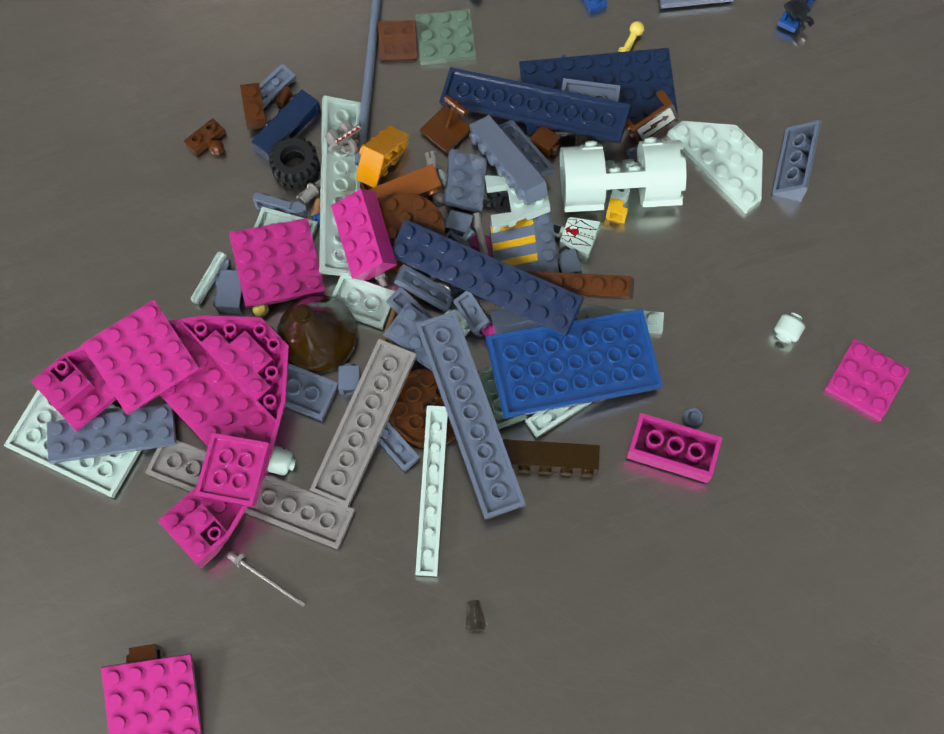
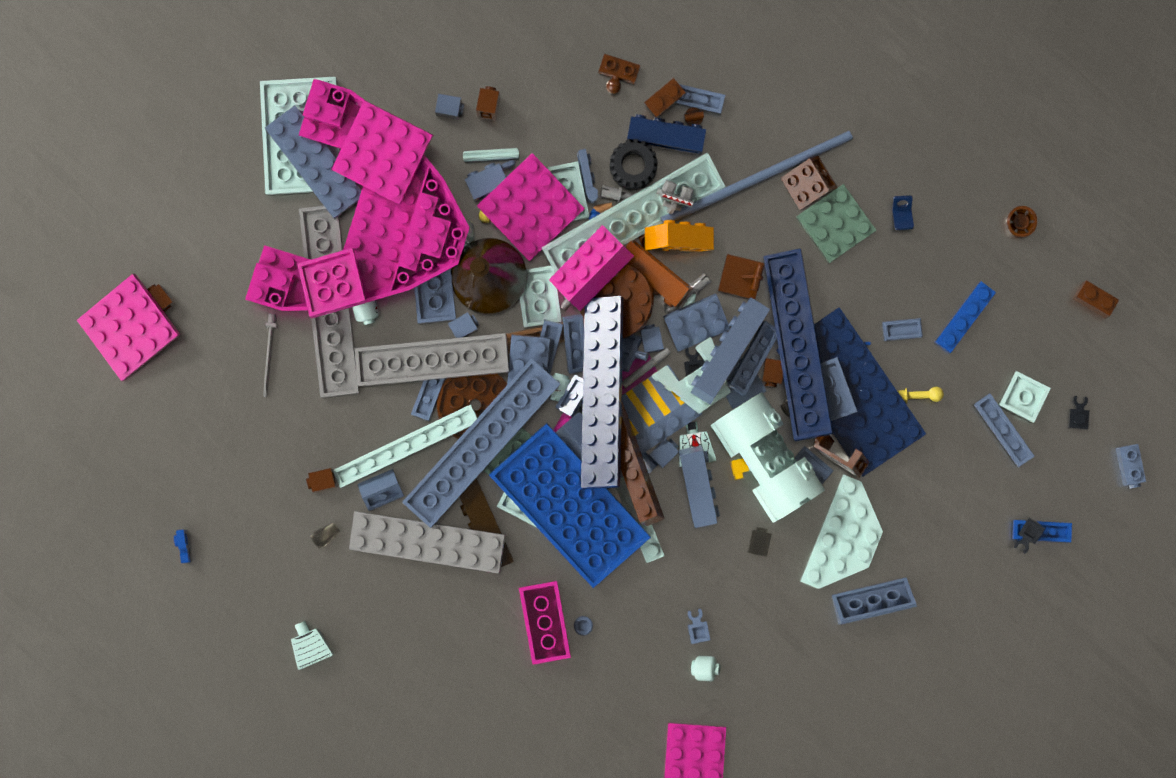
camera: 60 degrees right, 15 degrees up
(142, 289) = (449, 106): none -> sand blue brick
(161, 251) = (488, 103): none -> reddish brown brick
(419, 591) = (321, 480): none -> reddish brown brick
(460, 539) = (380, 490): none -> sand blue panel
(536, 522) = (419, 542): none -> light grey plate
(553, 180) = (736, 399): none -> sand blue tile
(566, 30) = (902, 329): none -> sand blue tile
(581, 693) = (309, 646): none -> light aqua torso
(616, 247) = (698, 486): none -> sand blue brick
(693, 226) = (759, 542): none -> clear smoke brick
(748, 317) = (698, 630): none -> sand blue plate

